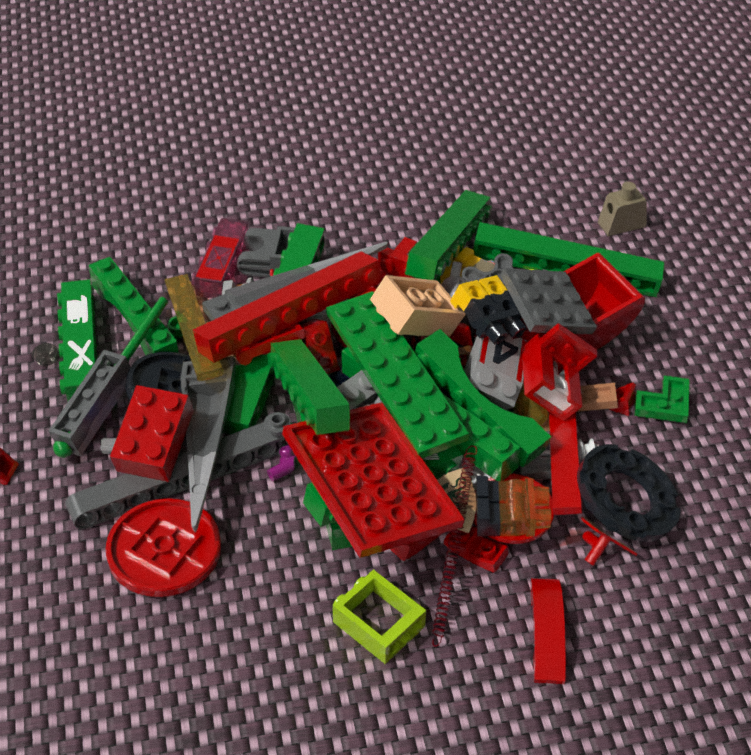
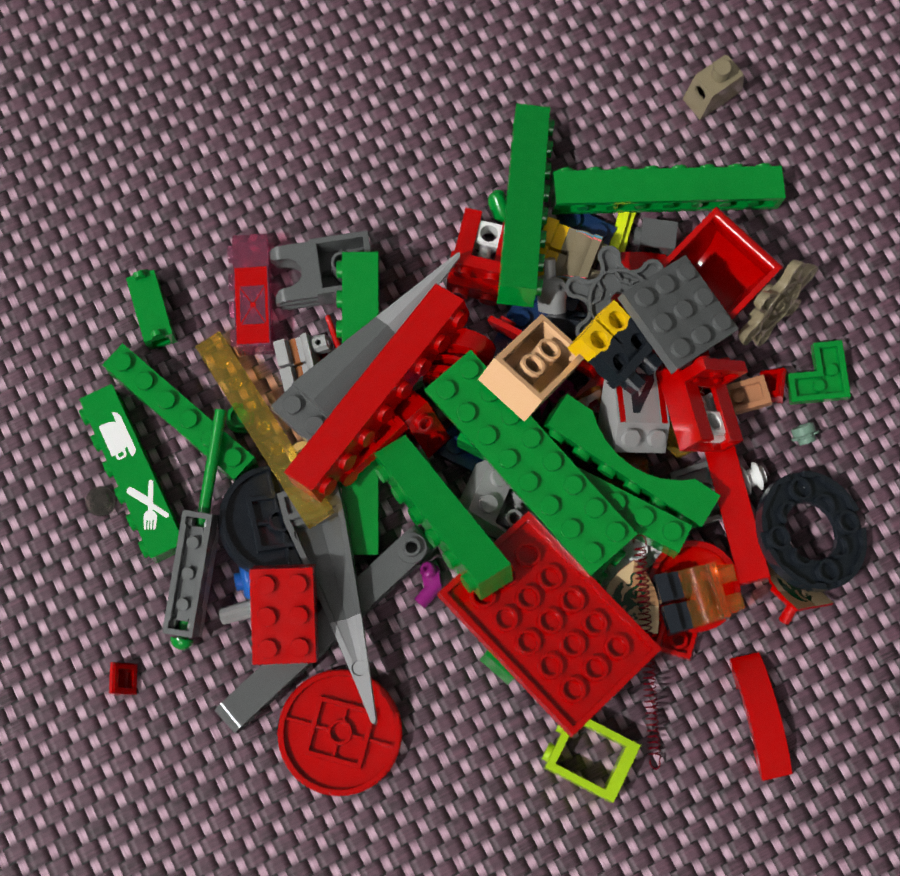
camera: 15 degrees left, 30 degrees up
(142, 250) = (151, 309): none -> green brick
(641, 434) = (804, 433): none -> sand green plate
(643, 343) = (776, 302): none -> dark tan plate

